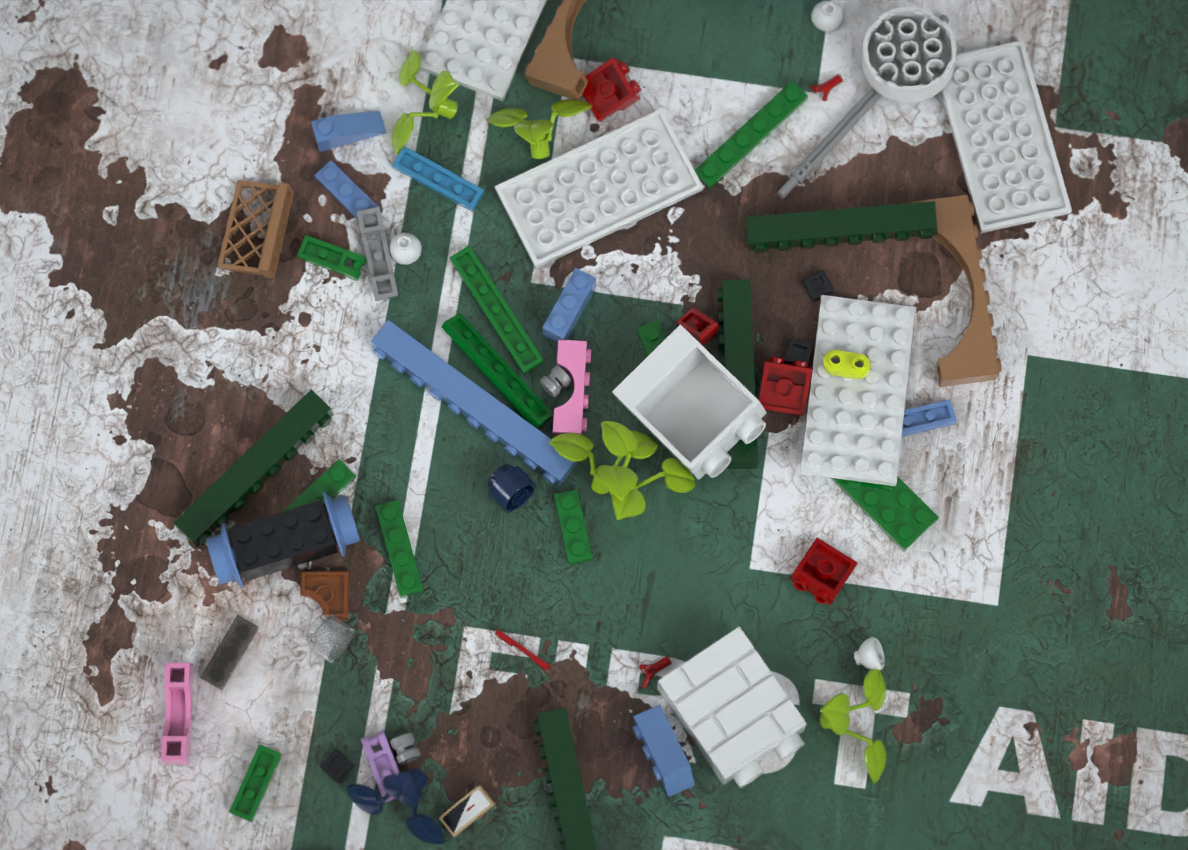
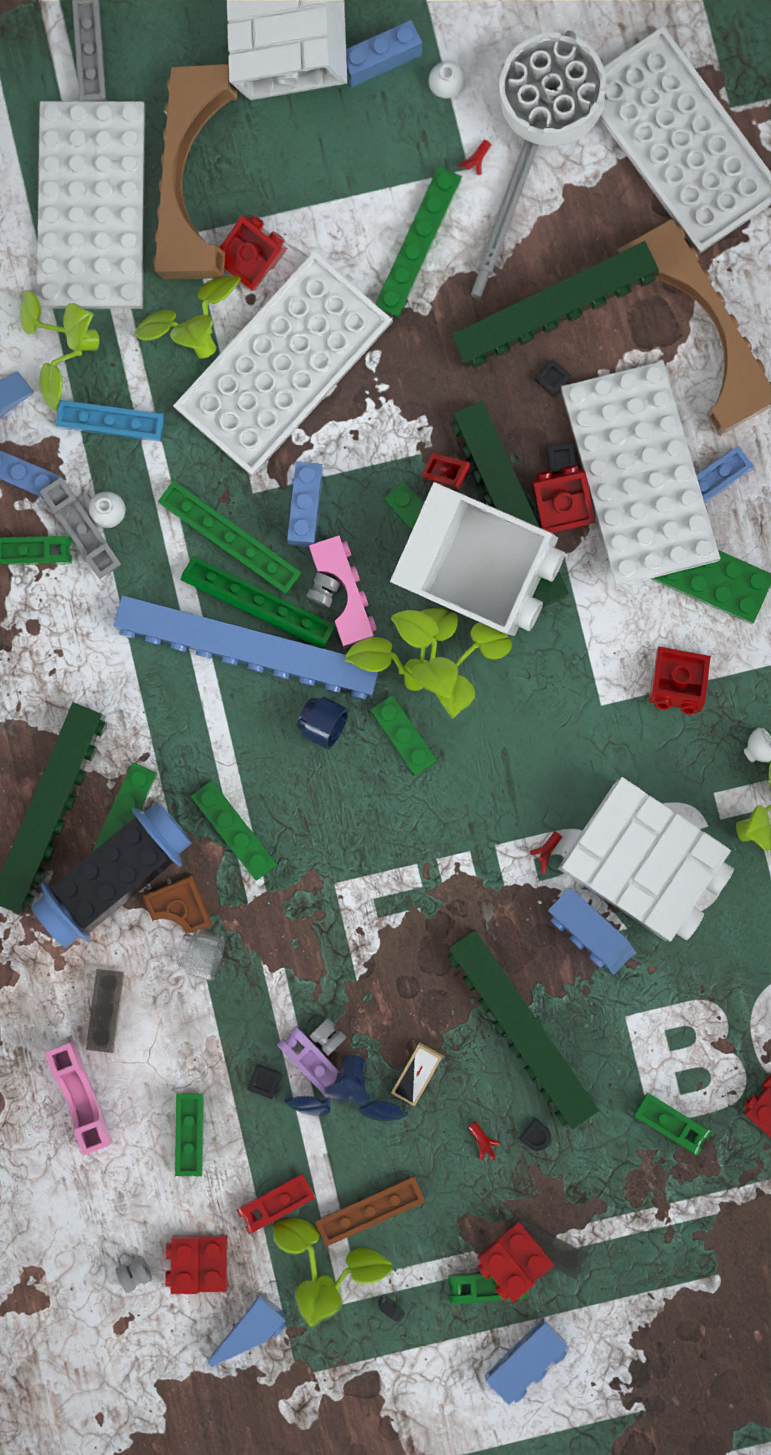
camera: 20 degrees left, 10 degrees up
(511, 642) = (389, 881): red piece -> none
(846, 365) = (619, 451): neon yellow plate -> none

